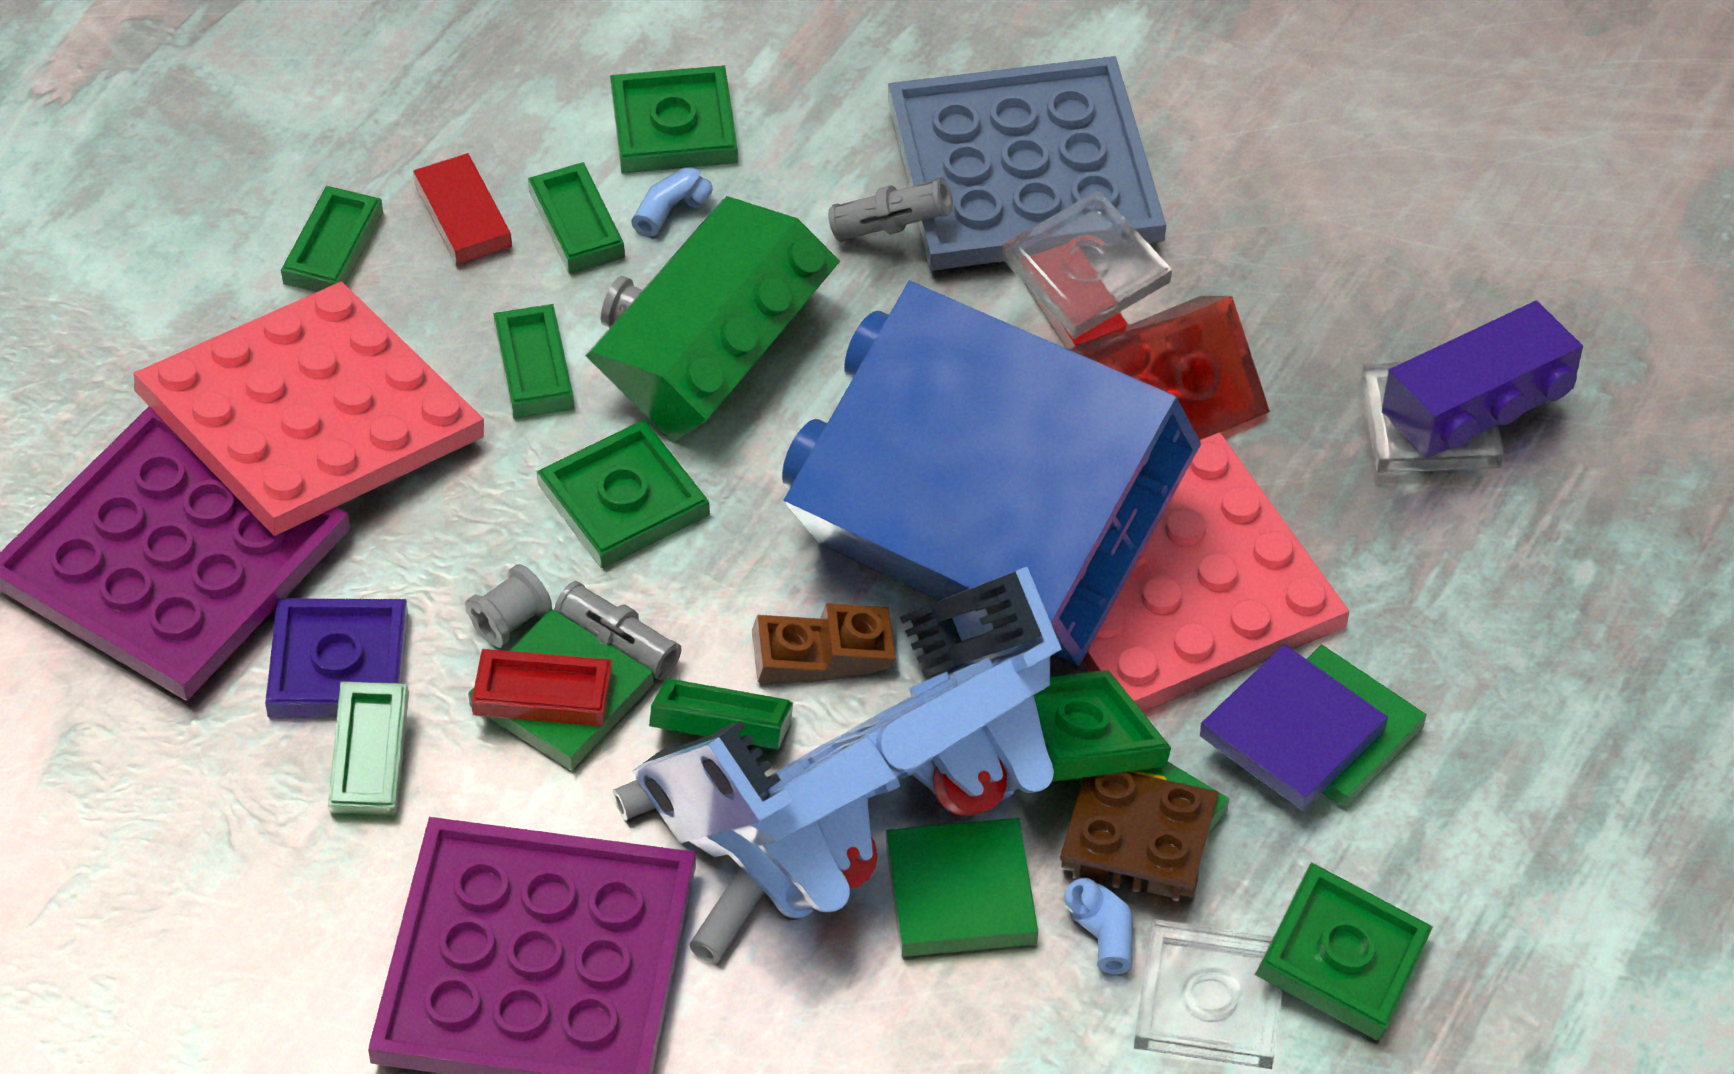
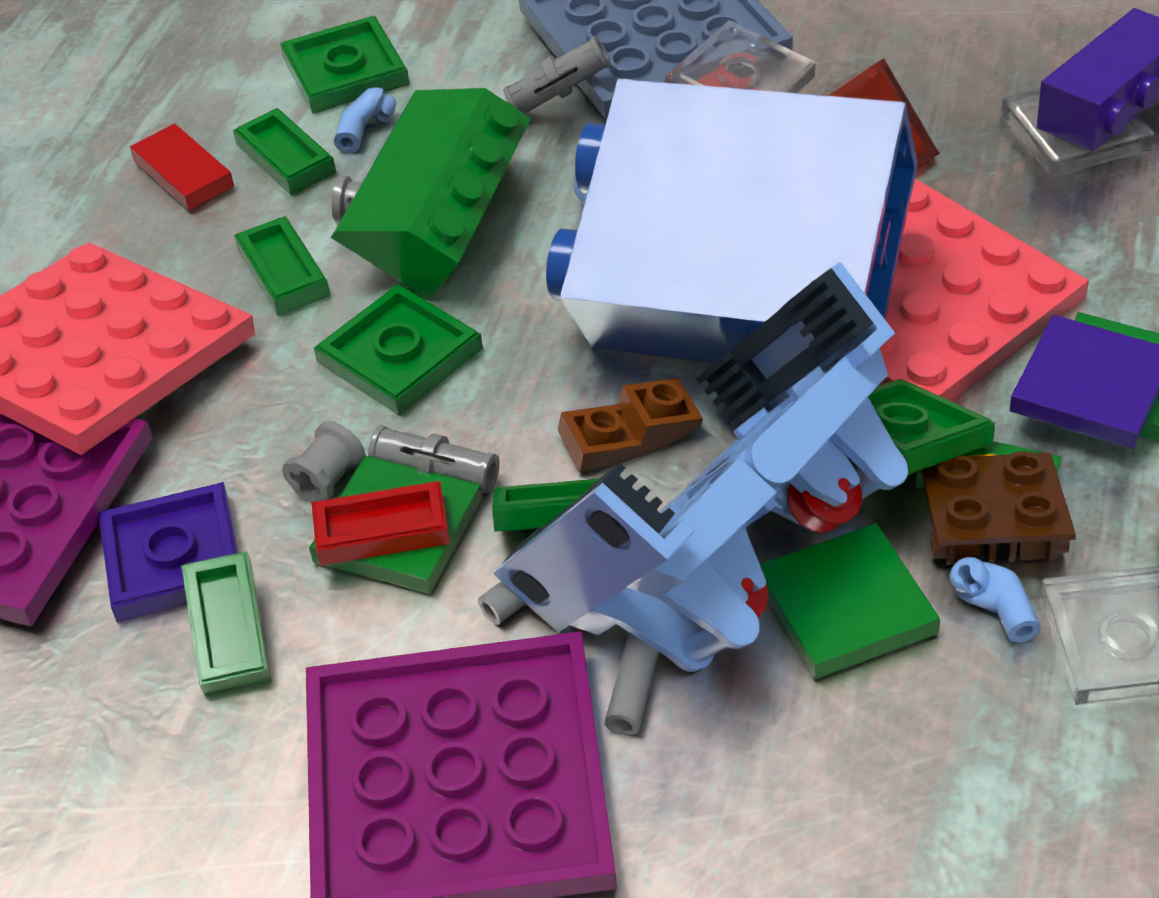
camera: 10 degrees left, 5 degrees down
(332, 239) = (71, 215): green tile -> none

